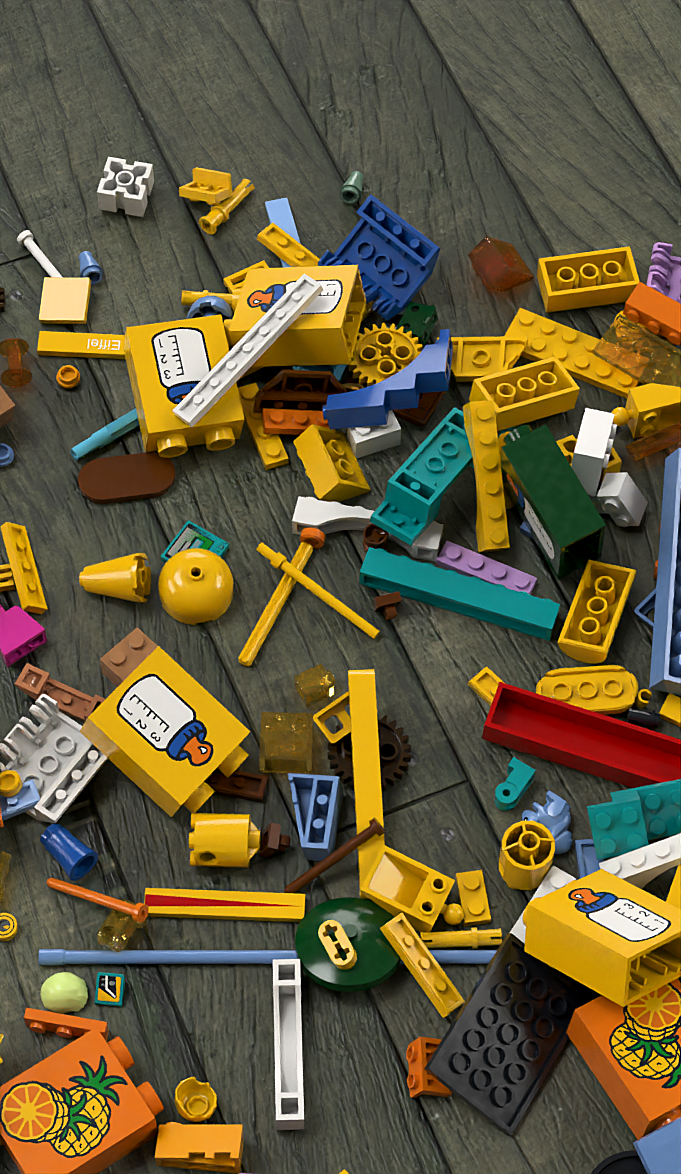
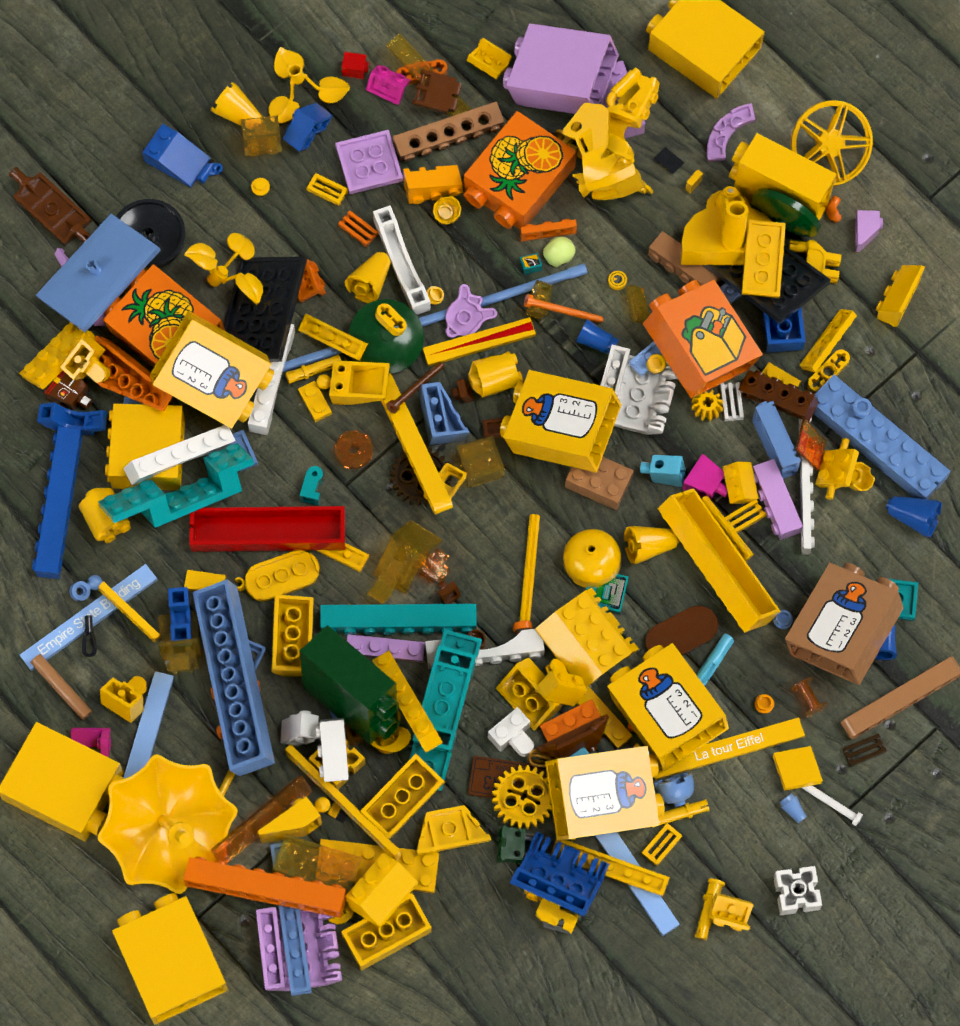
camera: 160 degrees right, 10 degrees up
(46, 528) = (719, 560): none -> yellow piece
(58, 654) = (665, 469): none -> medium azure torso
(70, 701) = (646, 446): nougat slope -> none
(227, 941) = (465, 313): none -> lavender tile
(239, 490) = (586, 637): none -> yellow slope
(248, 350) = (622, 724): white plate -> none
(259, 986) = (435, 295): none -> yellow plate
(279, 562) = (538, 594): yellow bar -> none
(295, 445) = (560, 685): none -> yellow brick
(314, 685) = (477, 512): clear yellow brick -> none
(318, 1104) = (341, 224): none -> orange tile
(338, 1037) = (369, 278): none -> yellow cone
(352, 188) = (612, 964): sand green cone -> none
(395, 634) = (435, 564): none -> clear orange piece
(401, 391) = (483, 782): blue arch -> none
(423, 650) = (402, 560): none -> clear yellow piece
(435, 827) = (355, 439): none -> clear orange plate
(499, 264) = (462, 926): clear orange slope -> none
(526, 855) = (286, 428): yellow cylinder -> none
(555, 817) = (278, 471): medium blue animal -> none
(568, 1115) = (205, 258): none -> yellow plant
(583, 304) = (381, 890): none -> yellow slope
(587, 400) = (362, 821): none -> yellow tile
(643, 718) = (235, 567): black pin -> none

